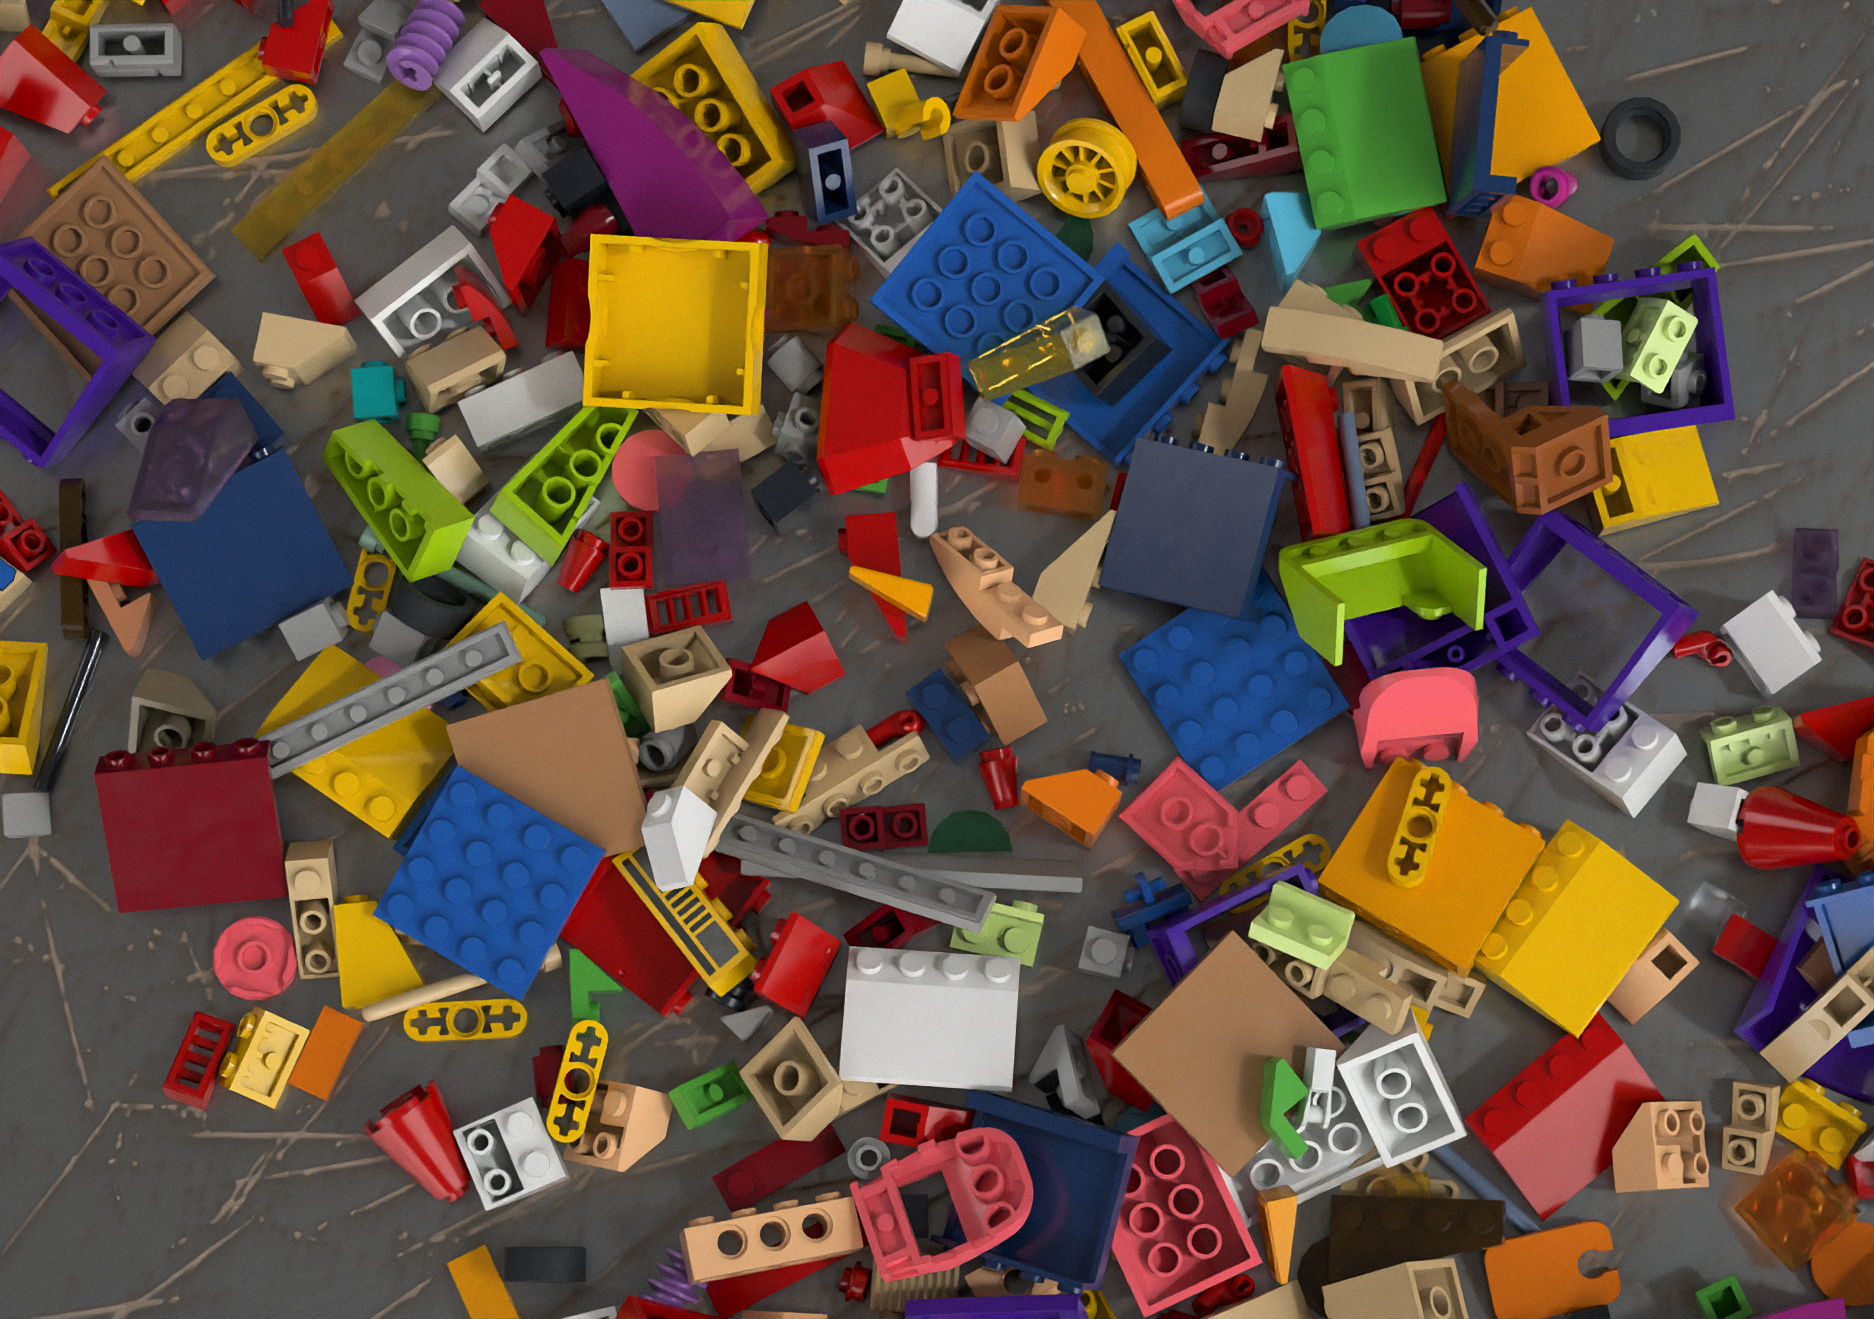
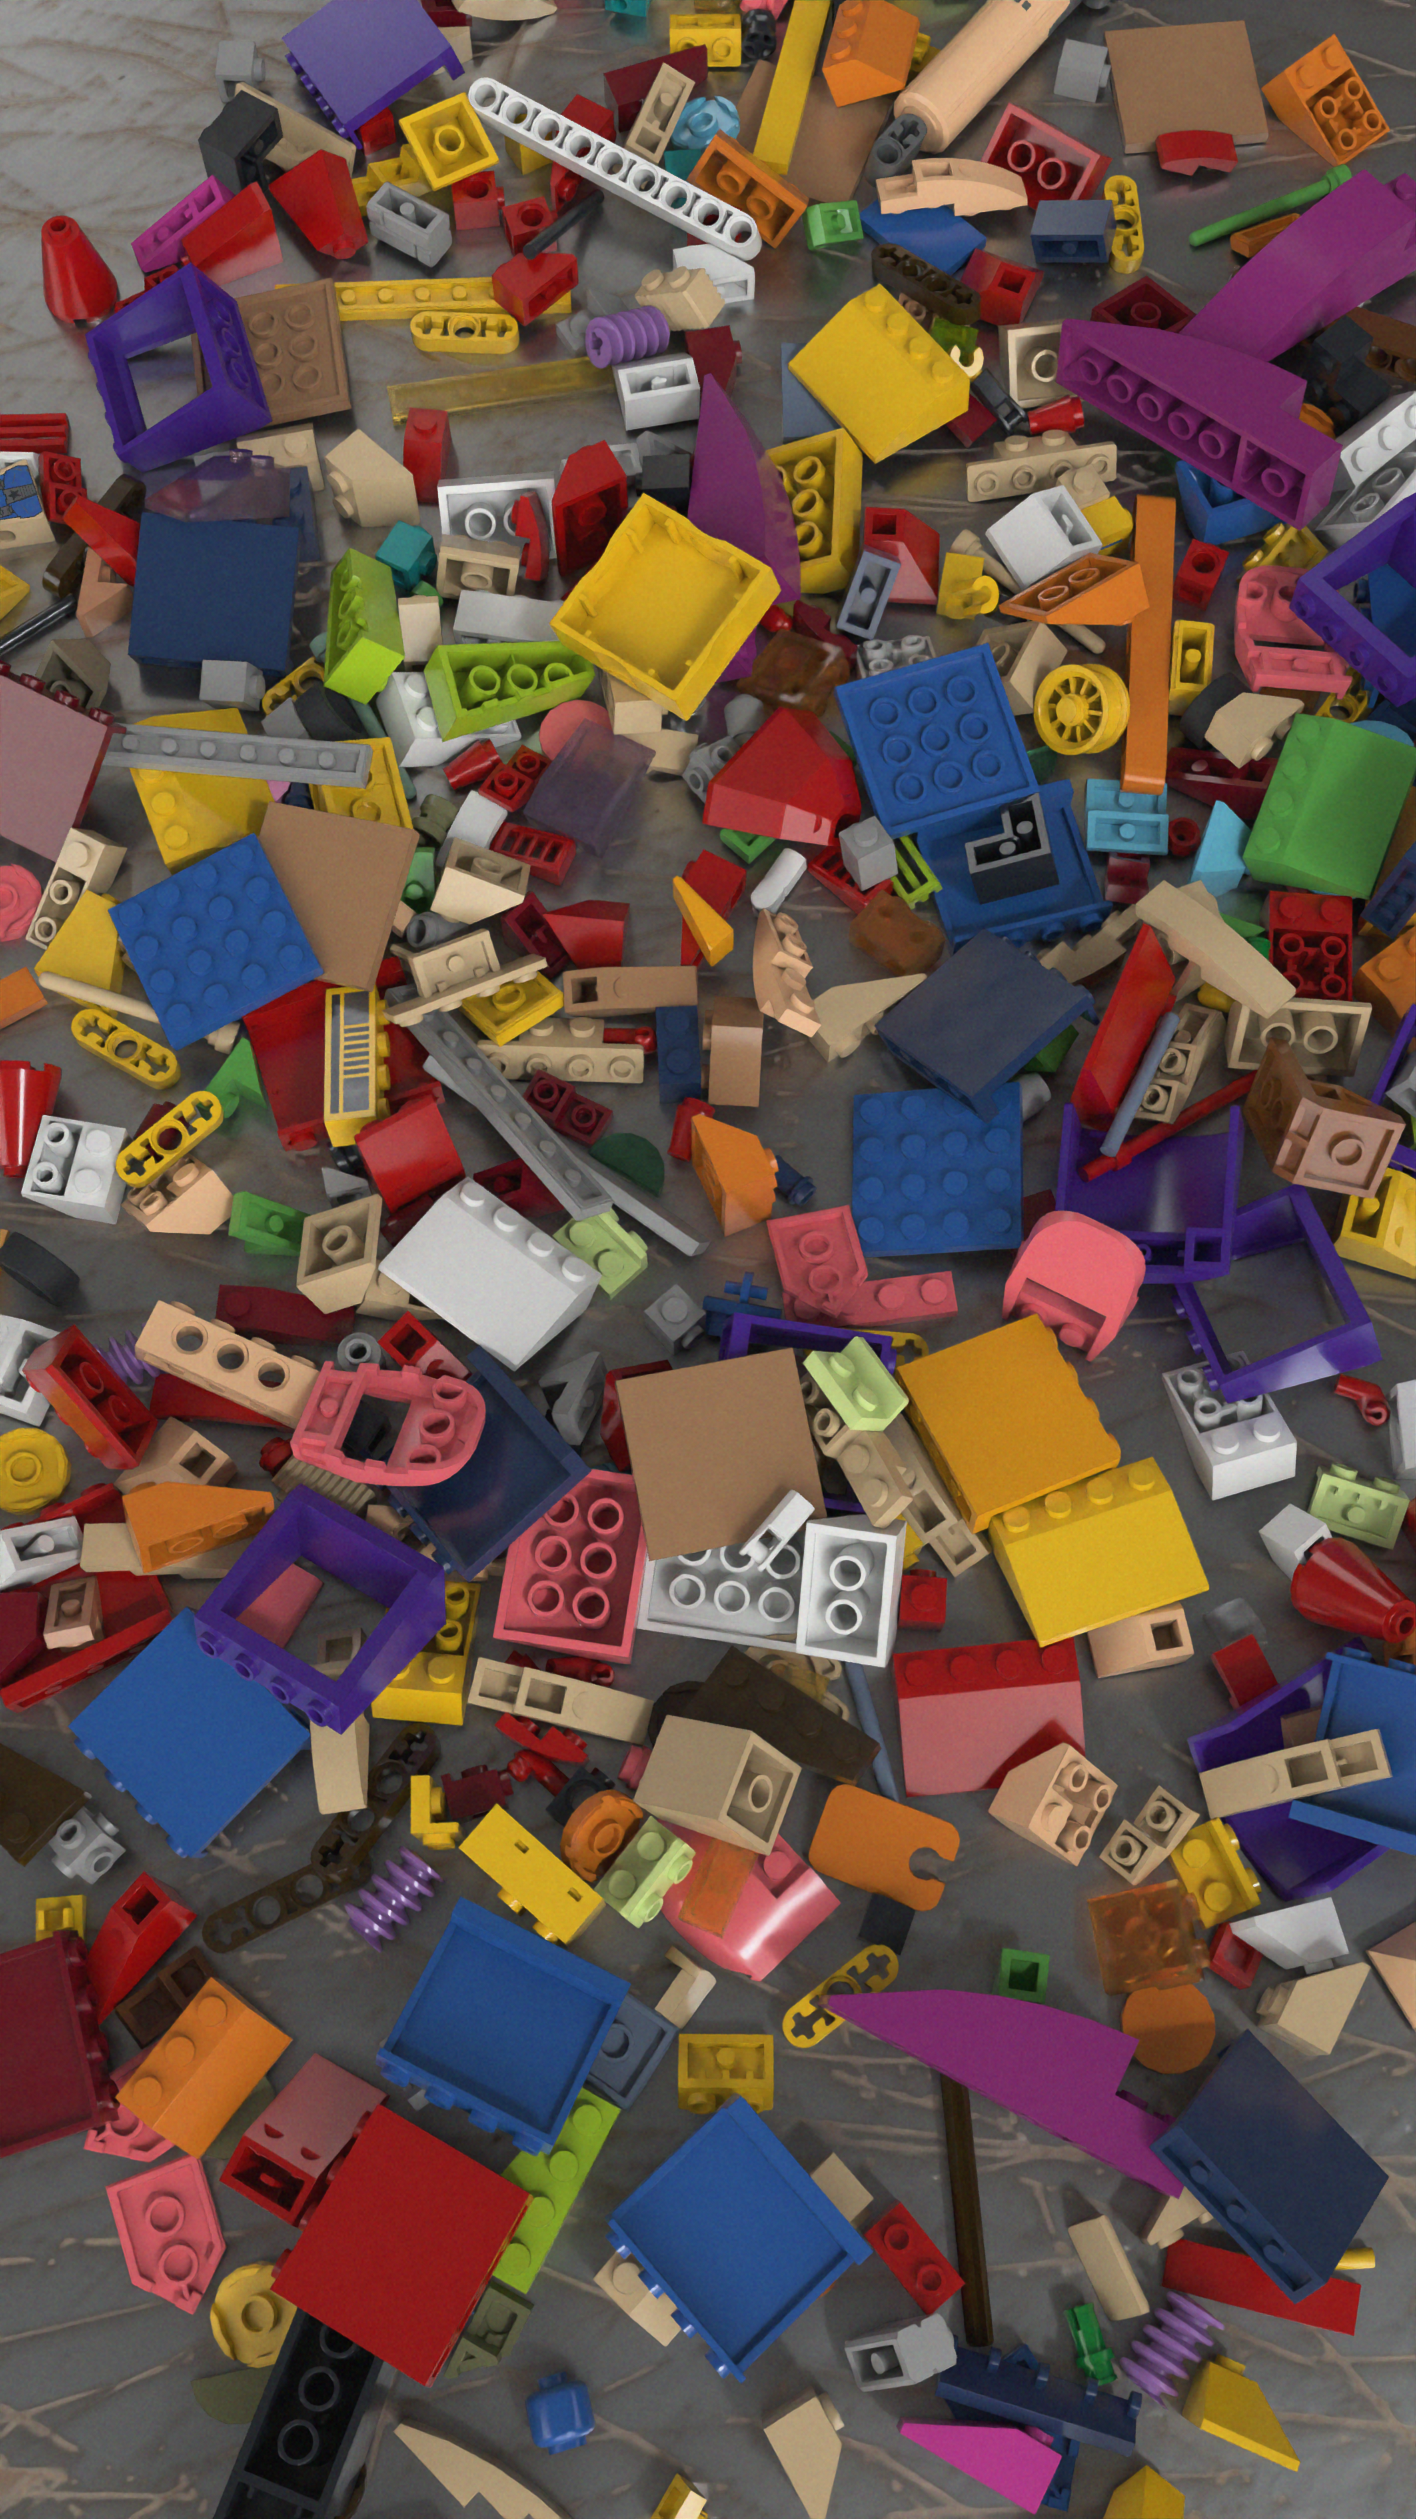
camera: 30 degrees right, 10 degrees down
(676, 836) = (386, 988): white slope -> none
(787, 497) = (667, 807): black brick -> none
(826, 1014) = (405, 1219): none -> dark red cone
(870, 689) = (628, 990): none -> medium nougat slope
(937, 397) = (839, 792): red slope -> none
(1040, 353) = (944, 807): clear yellow slope -> none
(1277, 1219) = (671, 1631): light orange slope -> none
(1279, 1093) = (742, 1509): bright green slope -> none
(1375, 572) = (1115, 1145): lime windscreen -> none
(1417, 795) = (1008, 1394): yellow beam -> none
(1458, 1056) = (922, 1601): none -> red brick

